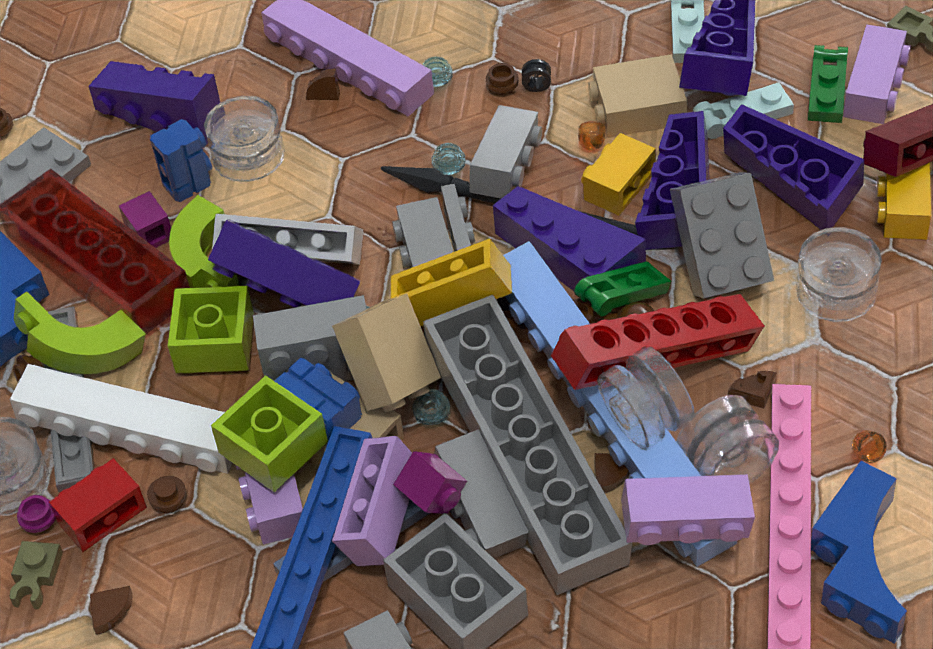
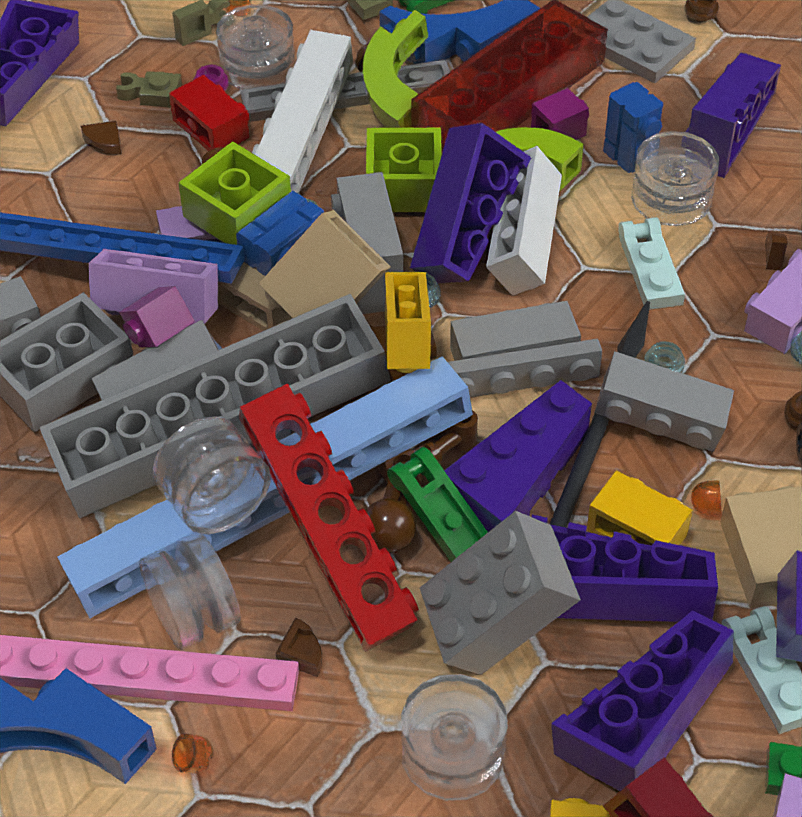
camera: 85 degrees right, 0 degrees up
(331, 168) = (651, 264): none -> light aqua plate
(687, 509) = (83, 530): lavender brick -> none

